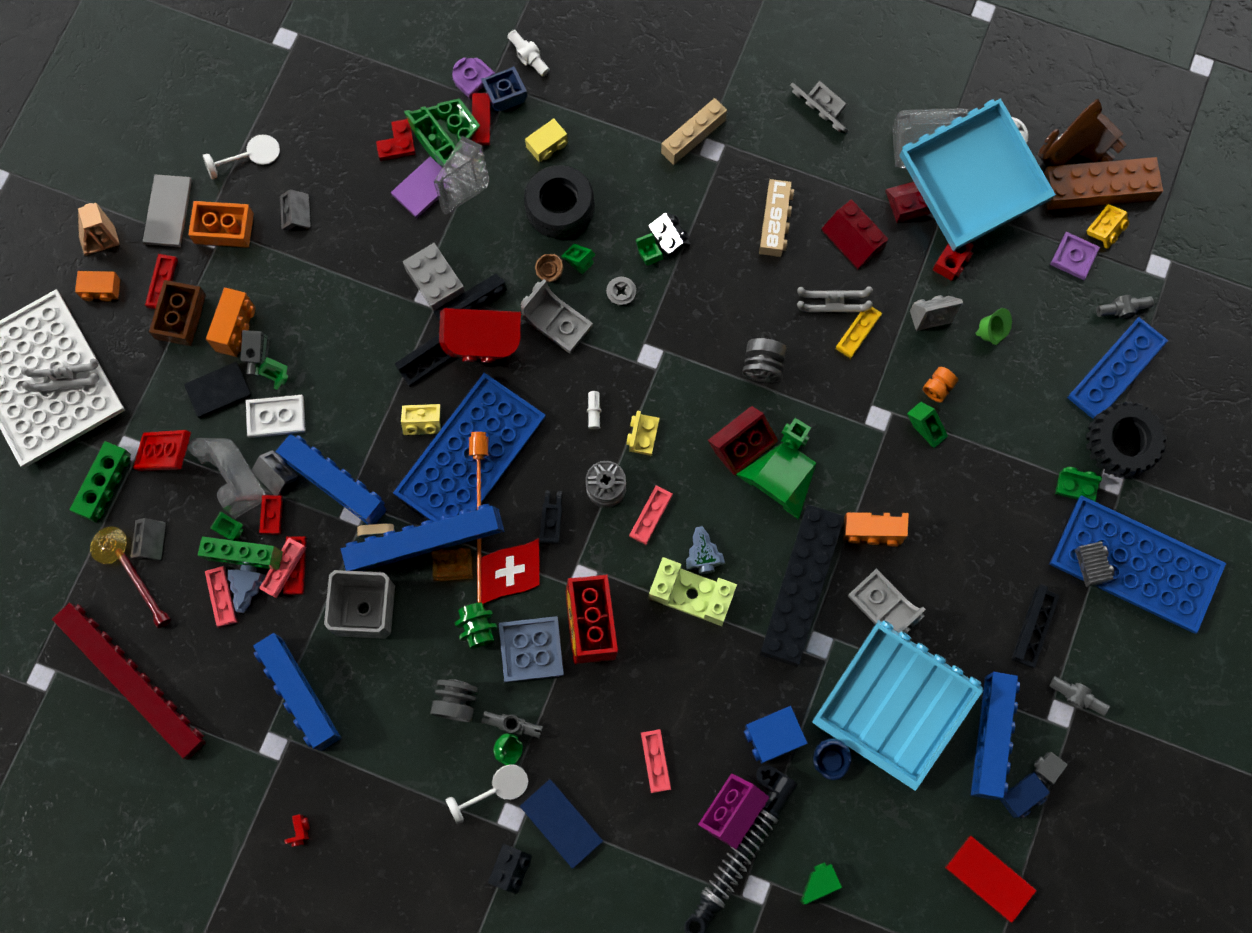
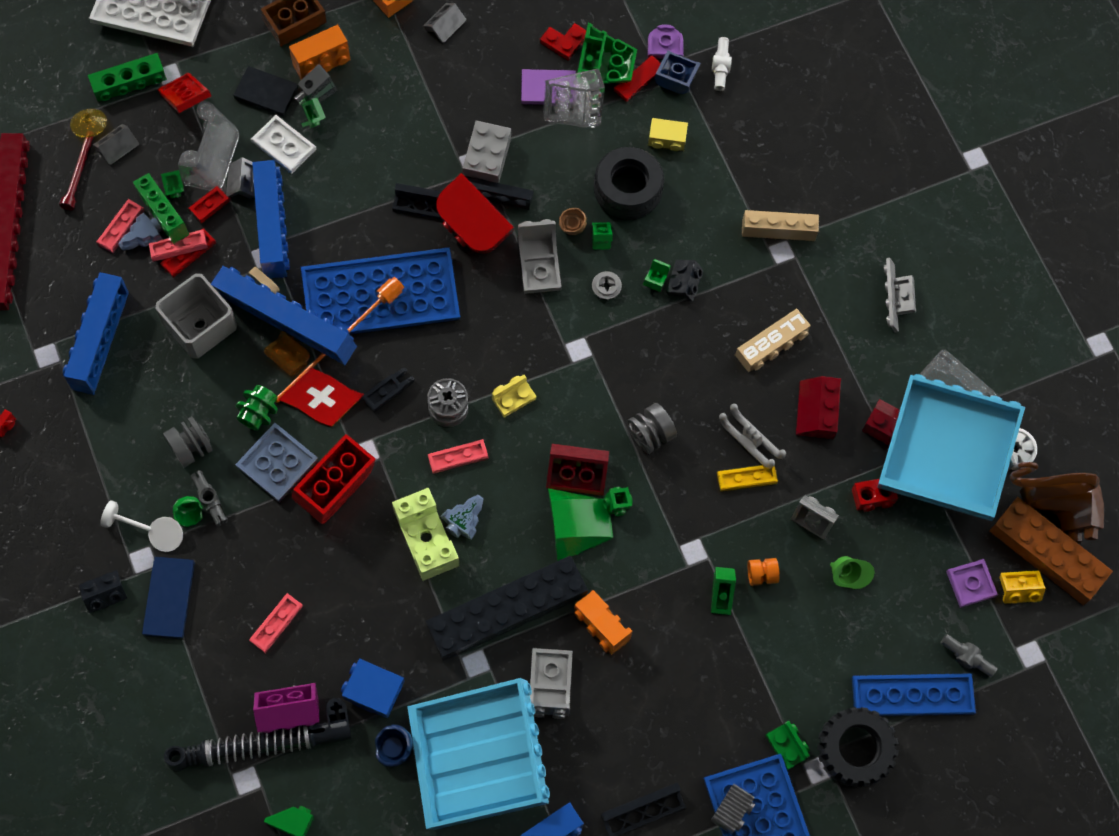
camera: 40 degrees right, 5 degrees down
(421, 419) = (374, 238): light yellow bracket -> none
(594, 410) = (497, 347): white axle -> none

